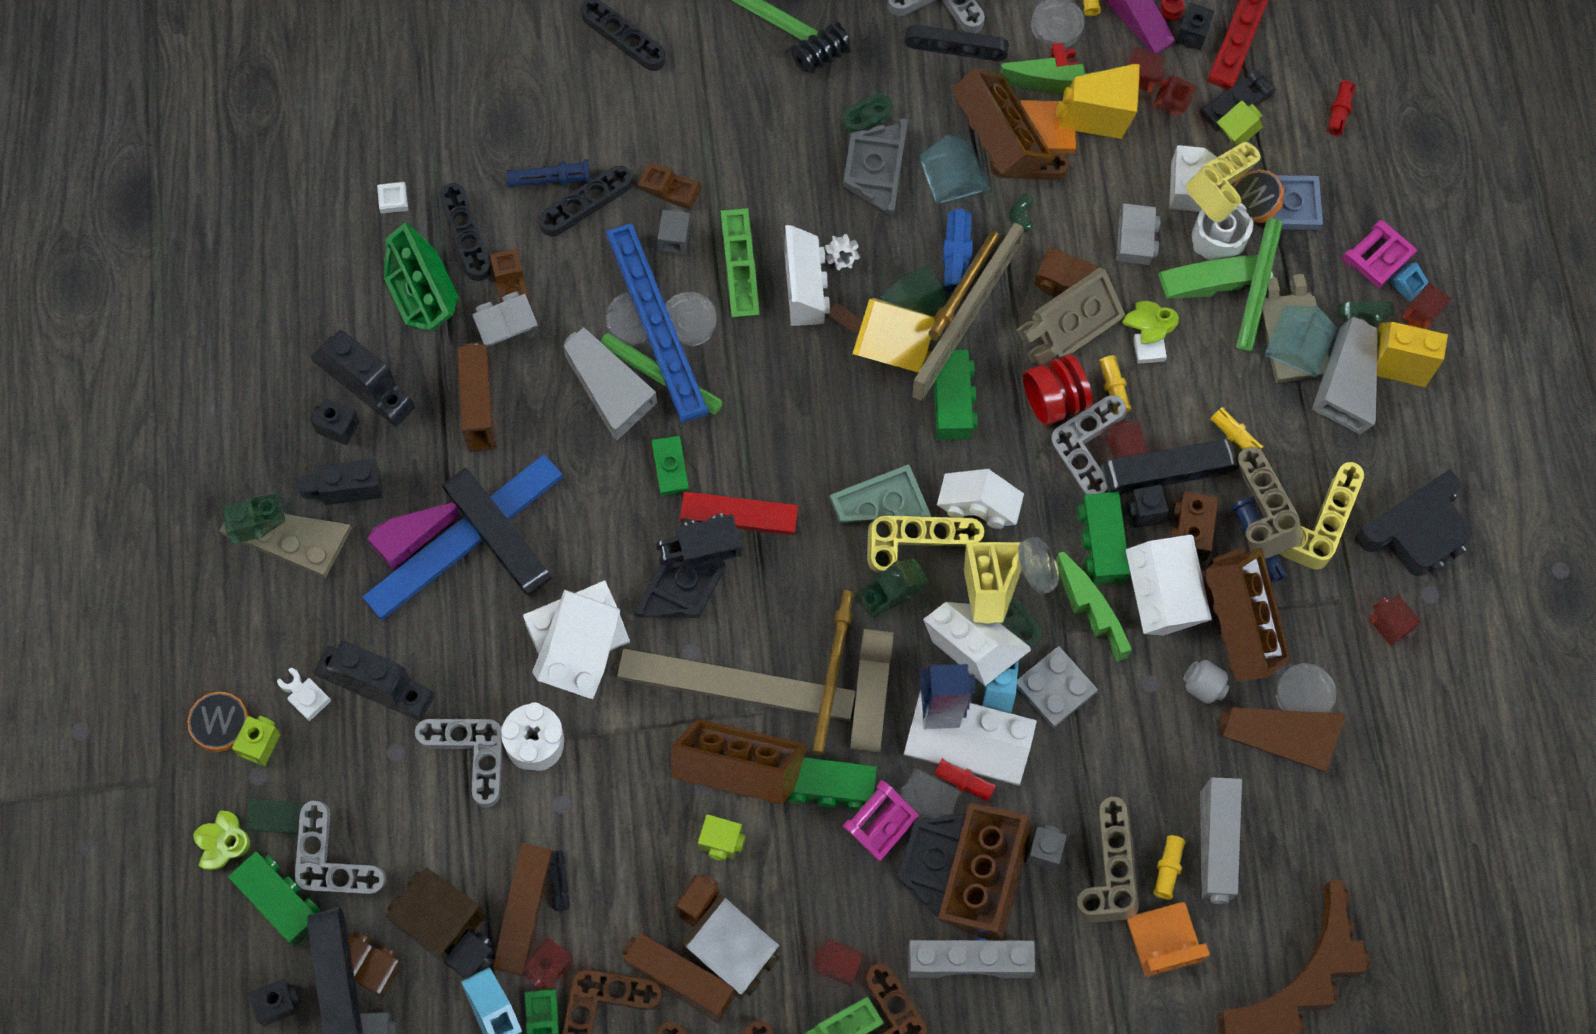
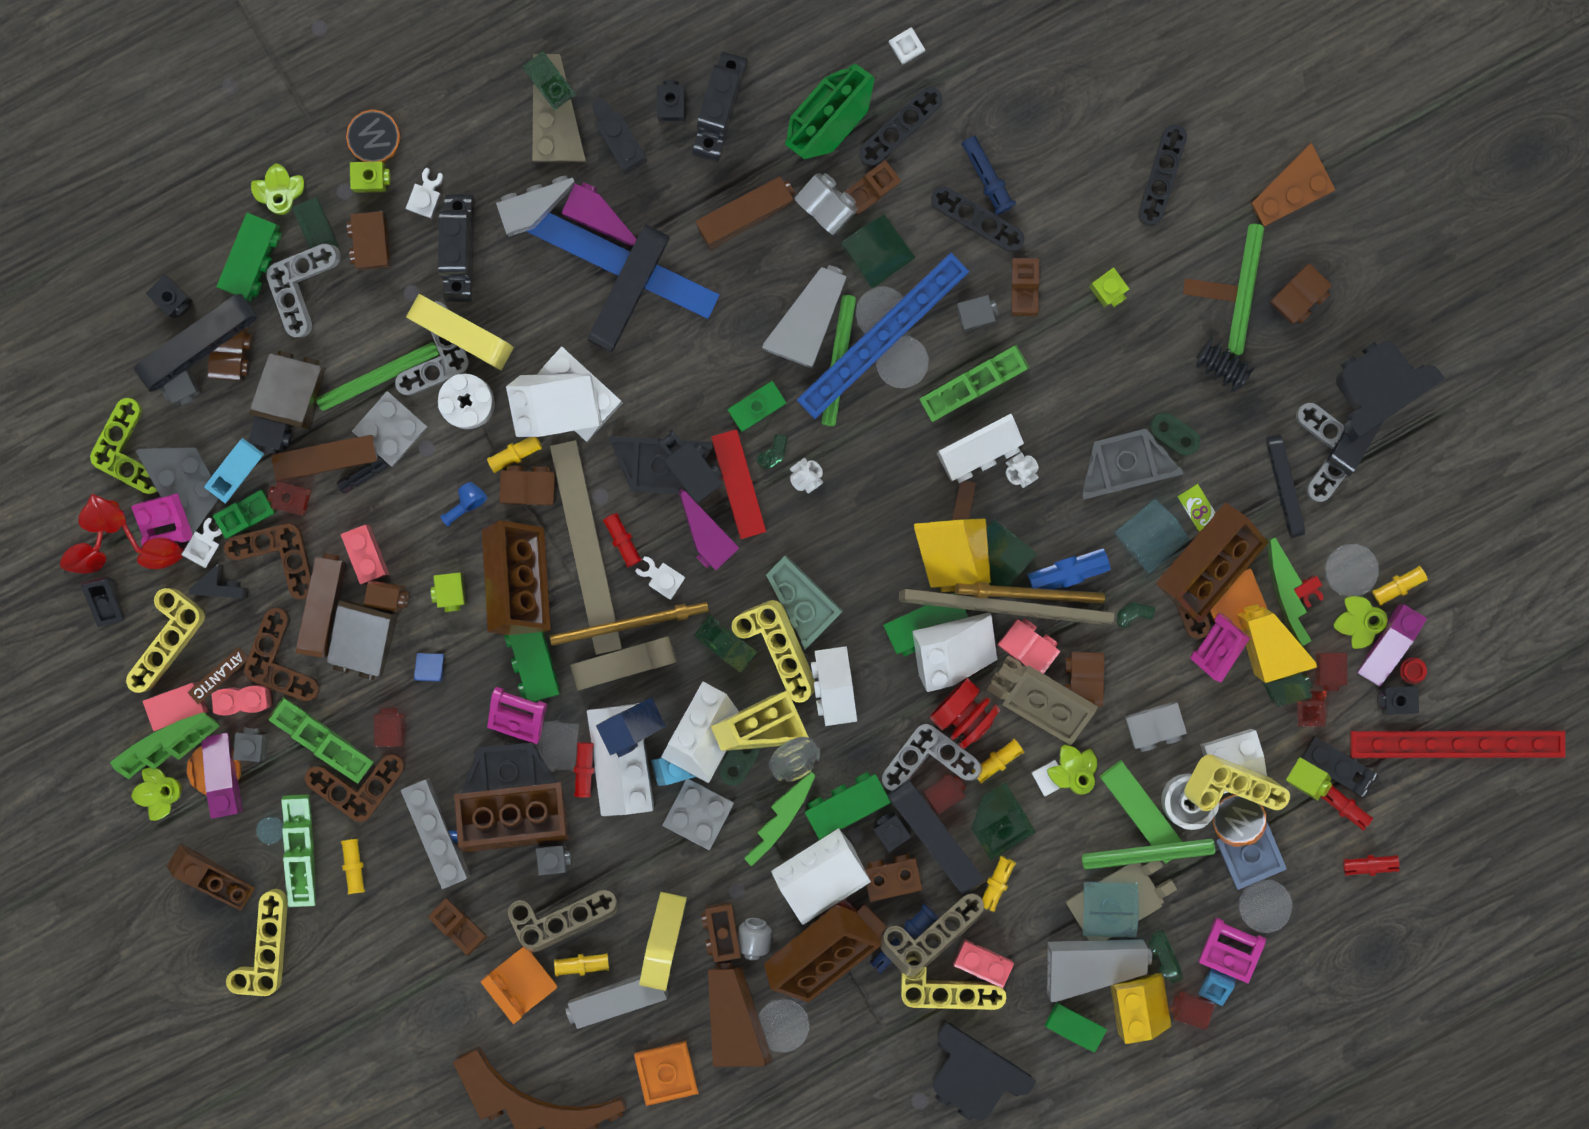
camera: 75 degrees right, 20 degrees up
(321, 765) = (369, 241): none -> reddish brown brick
(369, 596) = (529, 209): none -> light grey slope
(458, 709) = (460, 332): none -> light yellow beam
(464, 820) = (377, 376): none -> bright green axle
(520, 823) = (392, 426): none -> light grey plate
(573, 299) = (877, 251): none -> clear green slope
(608, 714) = (514, 453): none -> yellow pin
(633, 777) = (470, 498): none -> blue bar
(643, 908) = (365, 554): none -> coral brick
(648, 715) = (527, 487): none -> reddish brown brick
(706, 112) = (1109, 288): none -> lime brick
(724, 466) = (774, 455): none -> clear green arm
(745, 645) = (622, 540): none -> red pin
(747, 38) = (1210, 290): none -> reddish brown sticker
(759, 444) = (806, 475): none -> white gear
(774, 559) = (707, 536): none -> magenta slope
(791, 895) = (429, 667): none -> slope
(801, 622) = (664, 579): none -> white plate
(946, 124) = (1197, 506): none -> lime sticker
(990, 377) = (954, 650): none -> white slope
(1010, 313) = (1028, 646): none -> coral brick
(1079, 981) = (457, 926): none -> reddish brown slope
(1092, 144) = (1220, 648): none -> dark pink plate
(1106, 34) = (1356, 621): none -> lime plate
(1150, 106) = (1289, 689): none -> clear green slope
(1176, 401) = (1000, 822): none -> clear green slope
(1179, 757) = (662, 941): none -> light yellow beam
(1188, 707) = (722, 931): none -> reddish brown brick
(1280, 106) = (1347, 808): none -> red pin
(1312, 474) = (983, 963): none -> coral brick
(1315, 829) = (666, 1073): none -> orange tile
(1347, 211) = (1265, 906): none -> clear tile
(1394, 619) = (878, 1077): clear red brick -> none
(1406, 418) = (1075, 1027): none -> green slope

